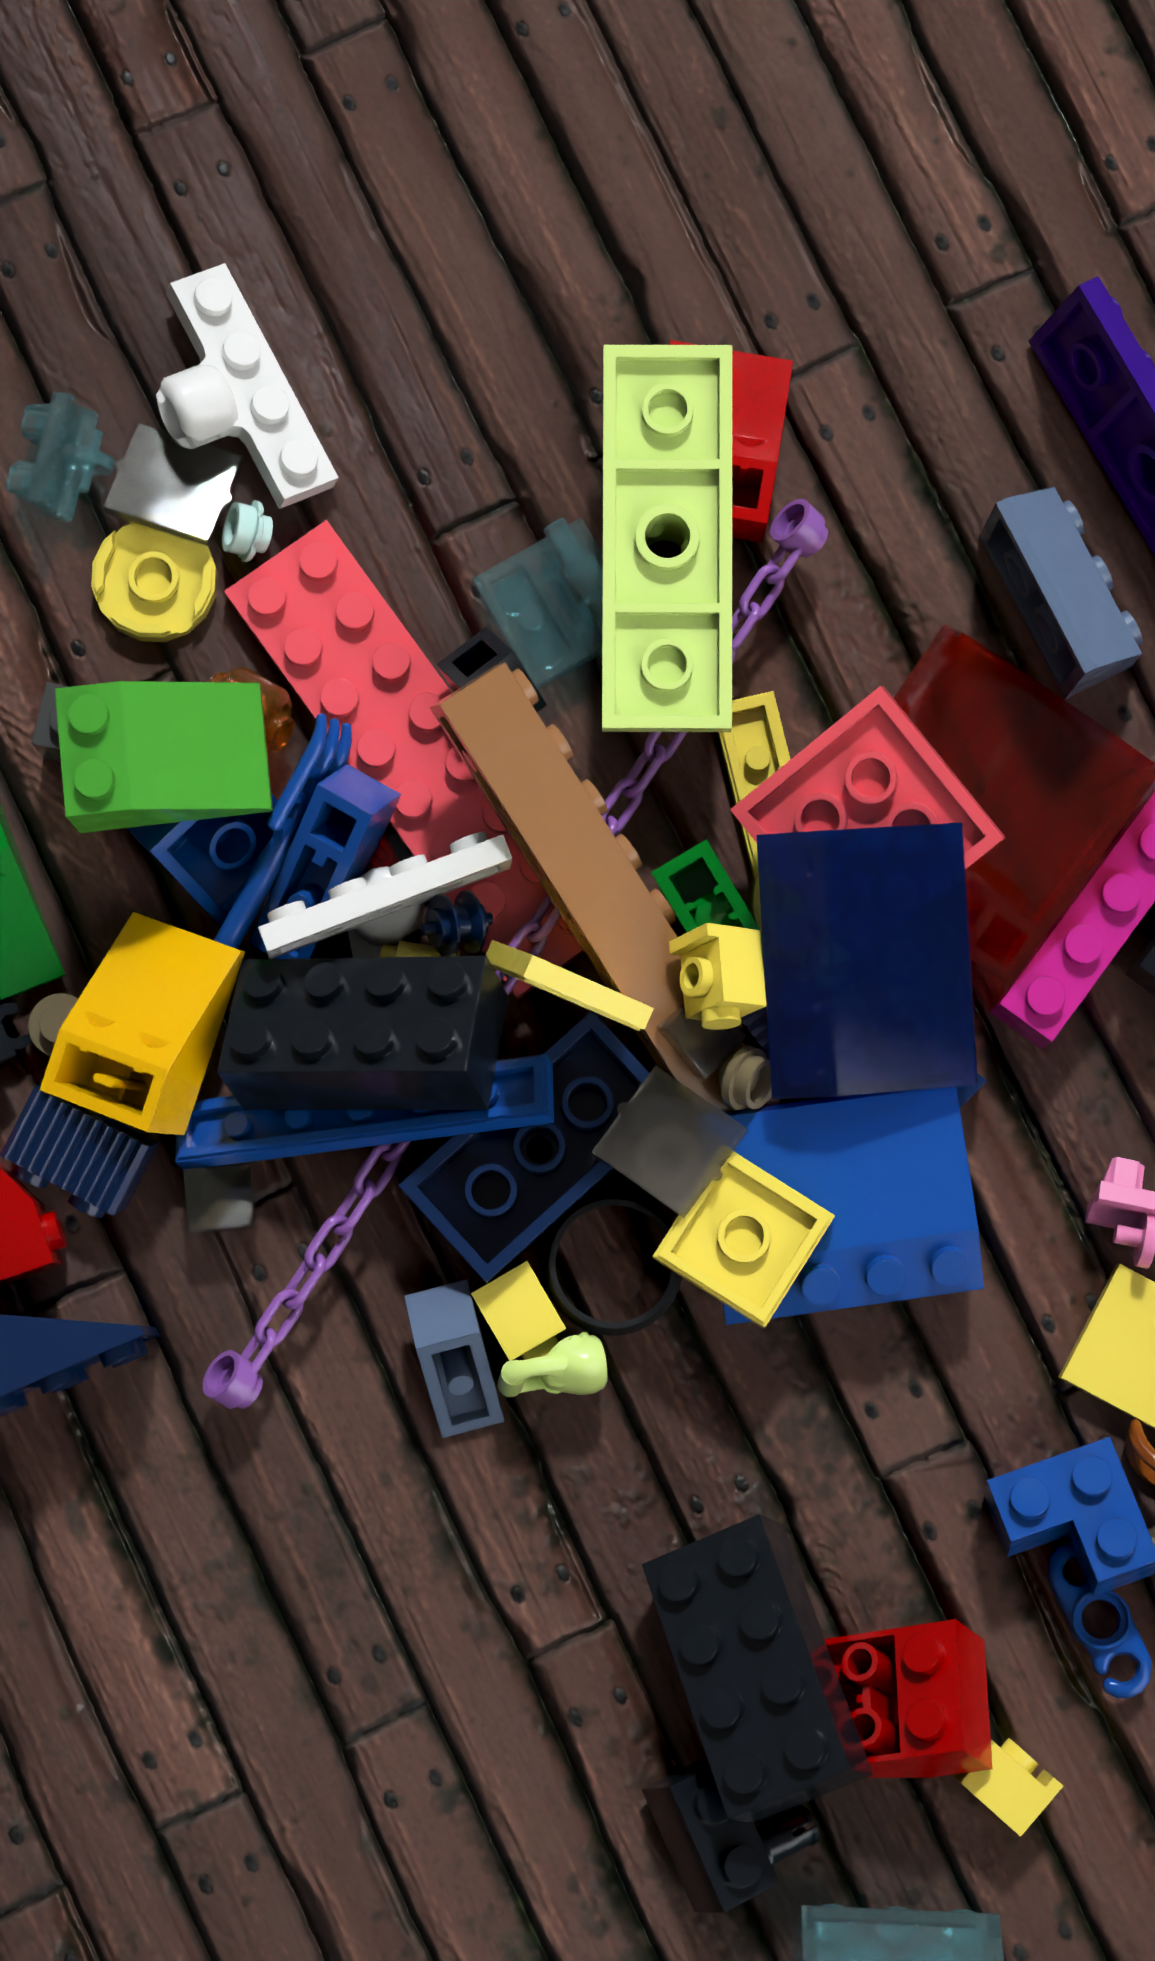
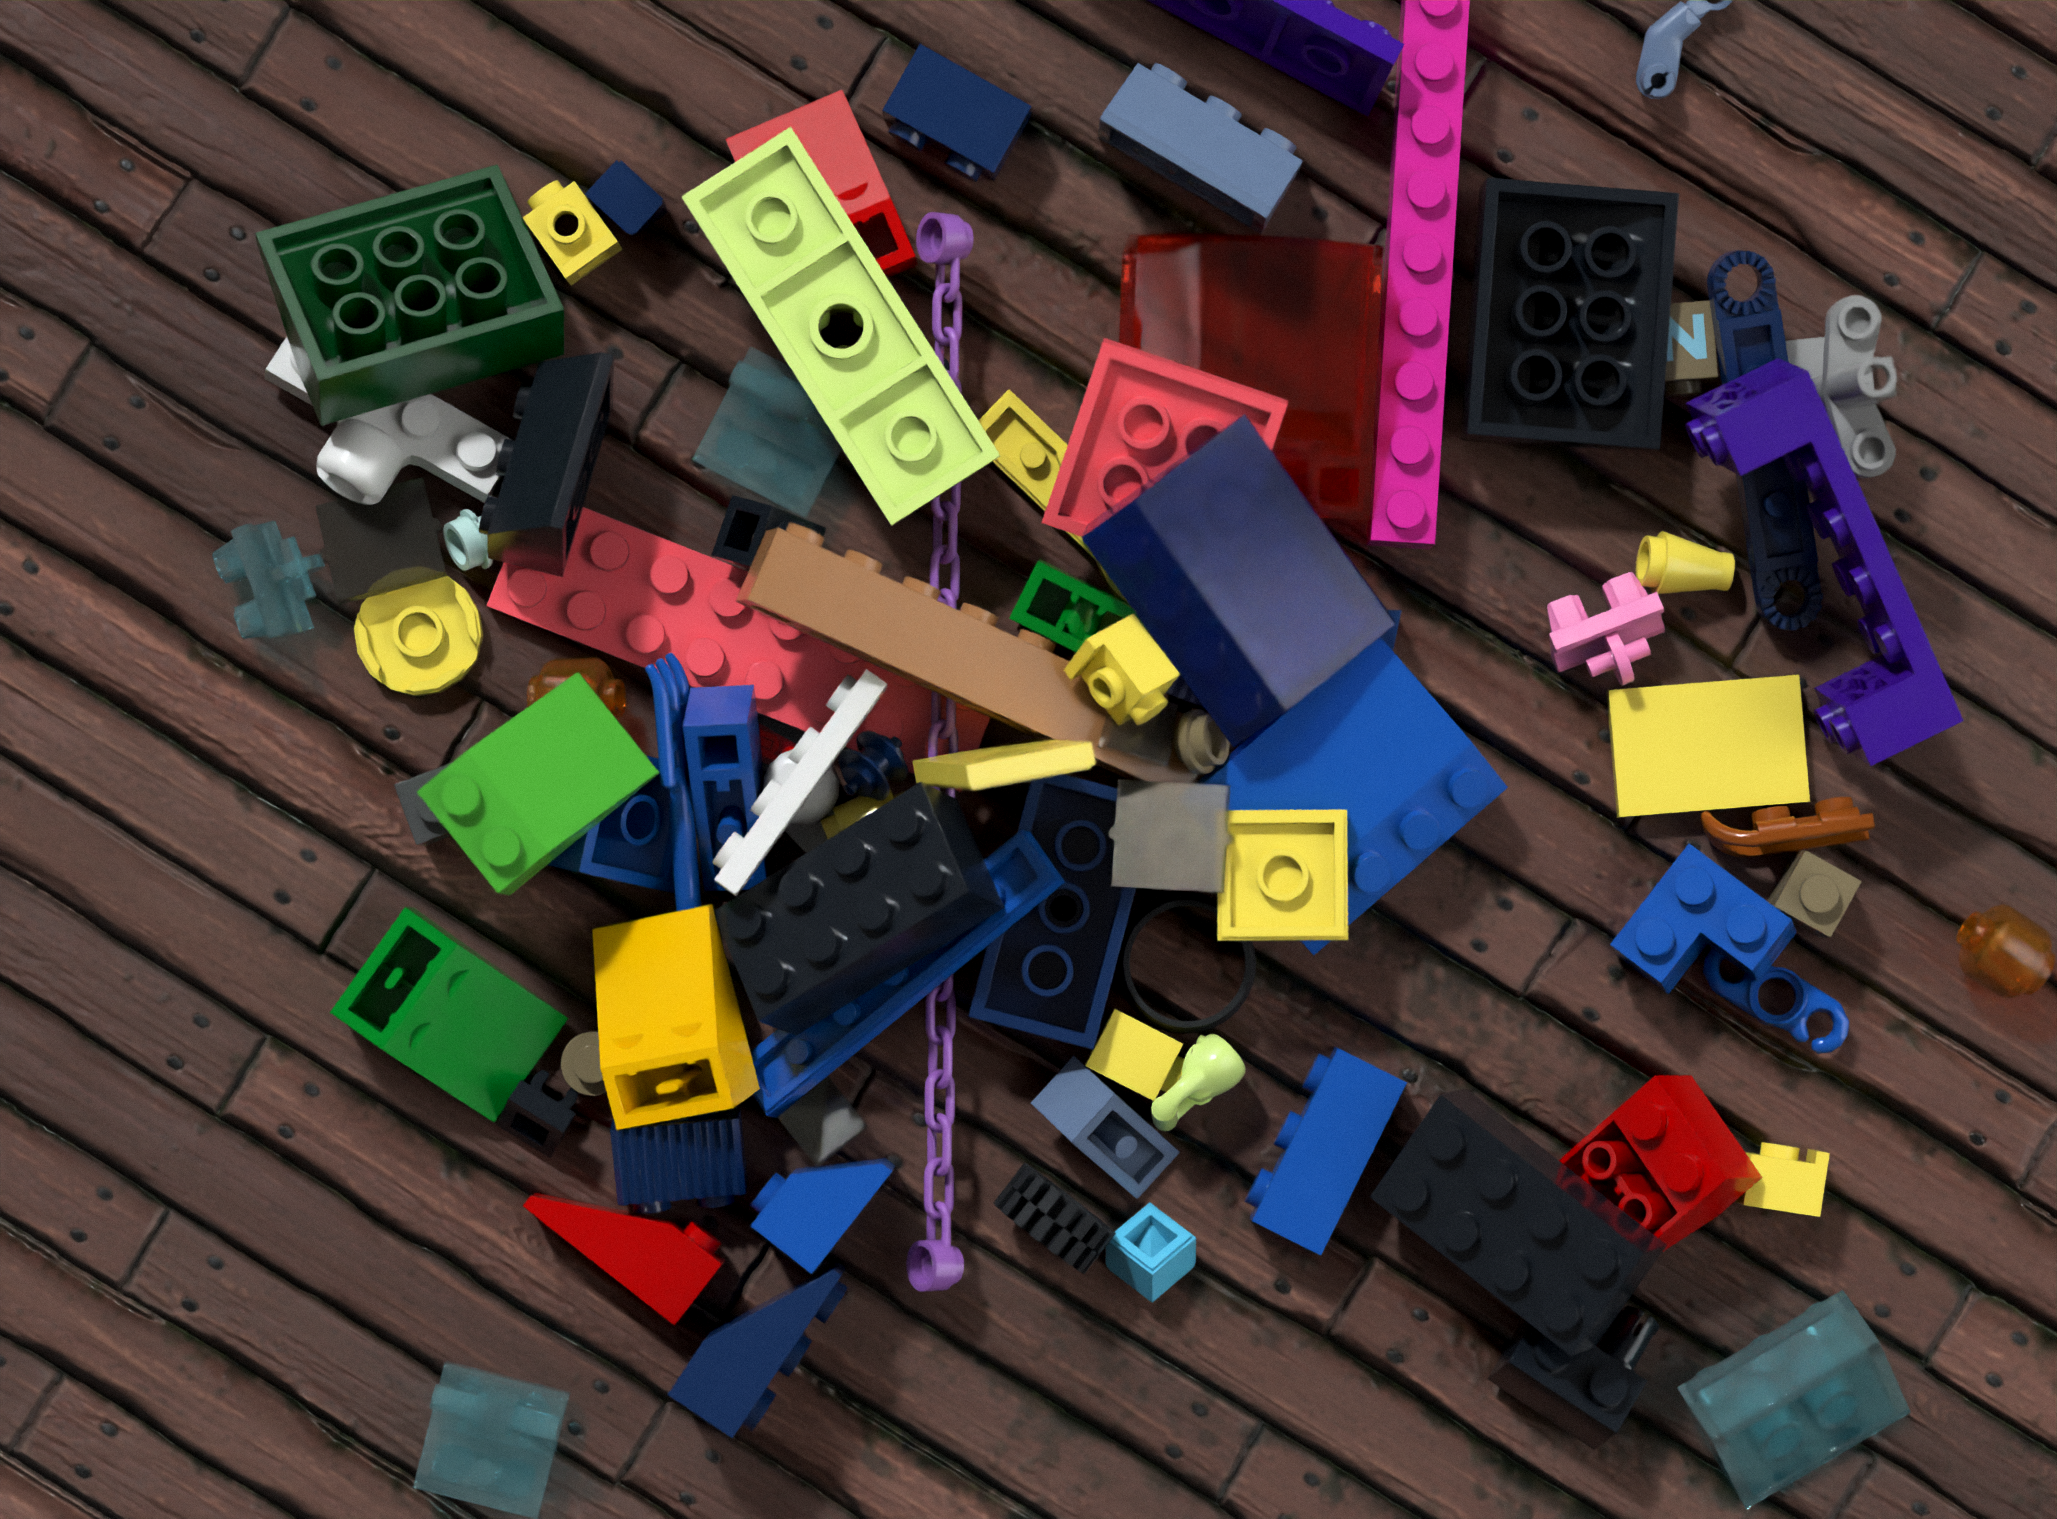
camera: 30 degrees left, 5 degrees up
(162, 1266) = (816, 1206): none -> blue slope
(329, 297) = (411, 294): none -> dark green slope
(353, 503) = (549, 462): none -> black slope
(360, 1407) = (1054, 1218): none -> black tyre
(424, 1491) = (1151, 1252): none -> medium azure slope
(499, 352) = (584, 249): none -> light yellow brick
(558, 333) = (626, 199): none -> dark blue slope
(629, 1498) = (1324, 1149): none -> blue brick
(874, 438) = (955, 114): none -> dark blue brick

